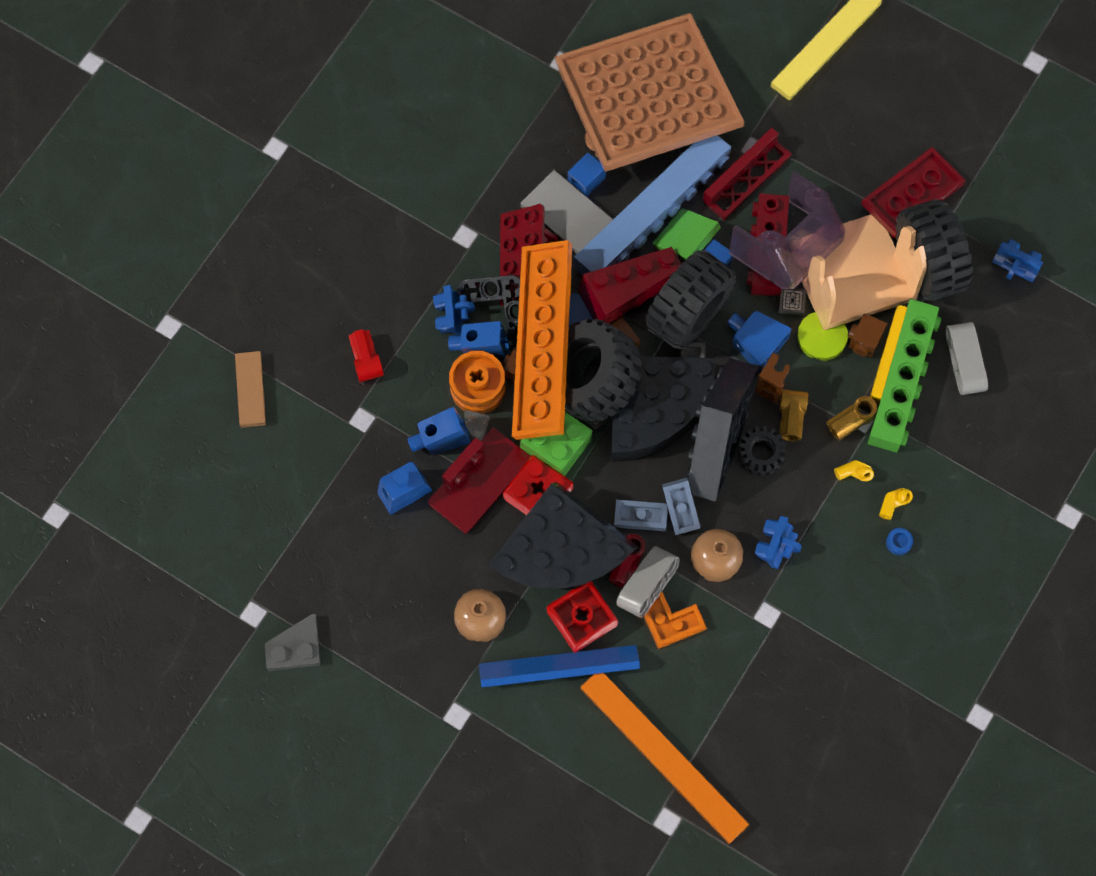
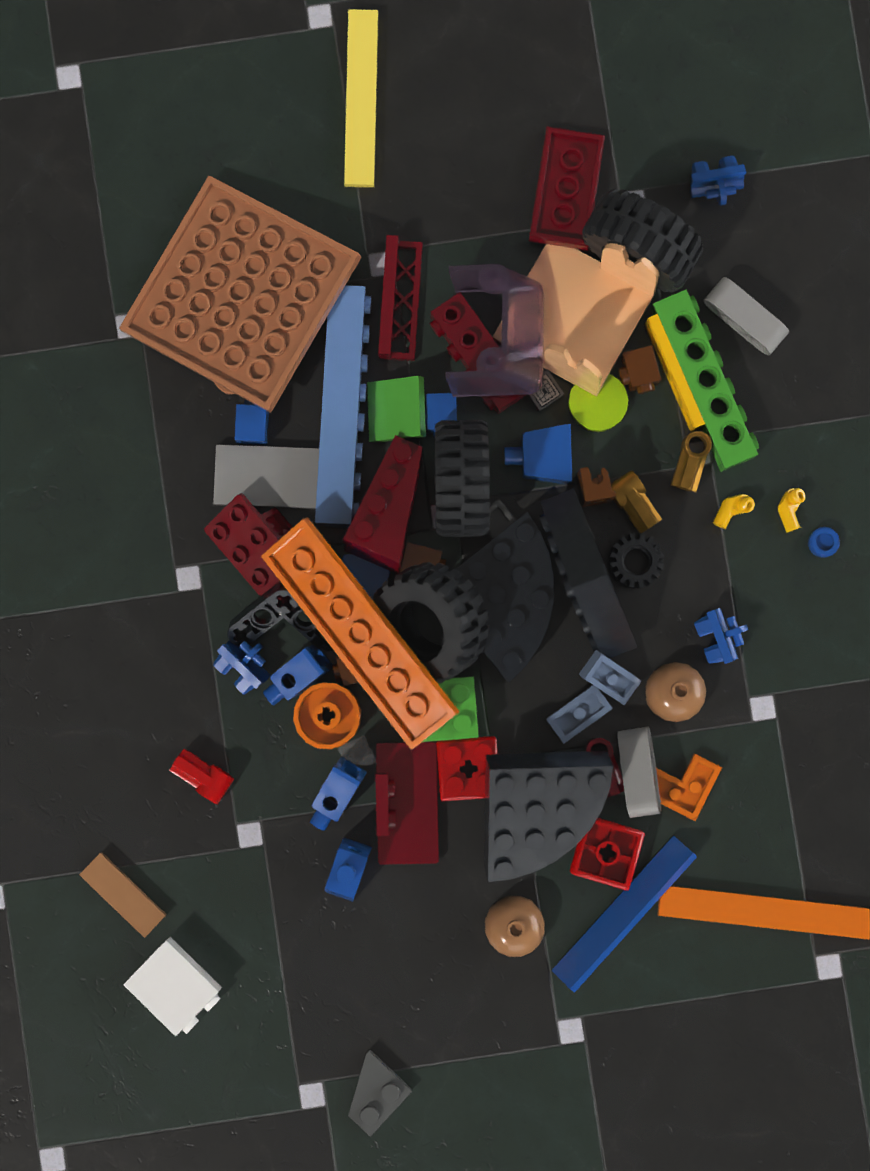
camera: 40 degrees left, 15 degrees up
(229, 468) = (174, 987): none -> white brick

